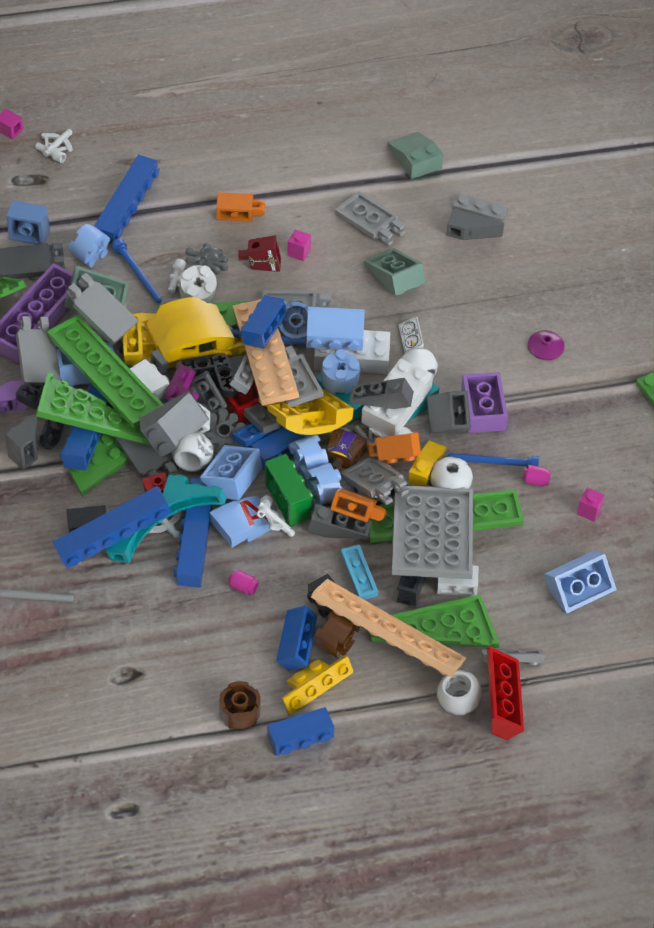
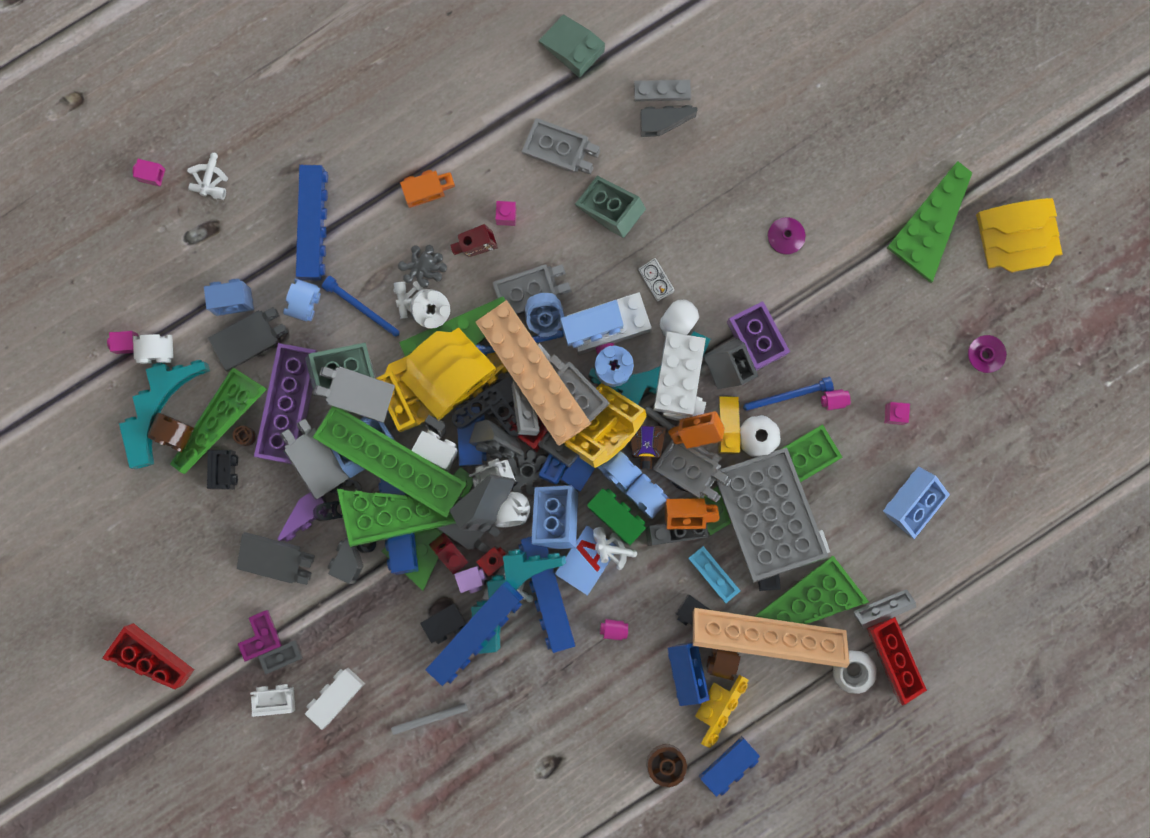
camera: 20 degrees left, 30 degrees up
(121, 465) = (448, 554): none -> dark red torso
(129, 486) = (471, 579): none -> lavender brick
(181, 383) = (470, 455): magenta plate -> none
(263, 321) = (519, 344): blue brick -> none
(383, 394) = (670, 390): dark grey slope -> none

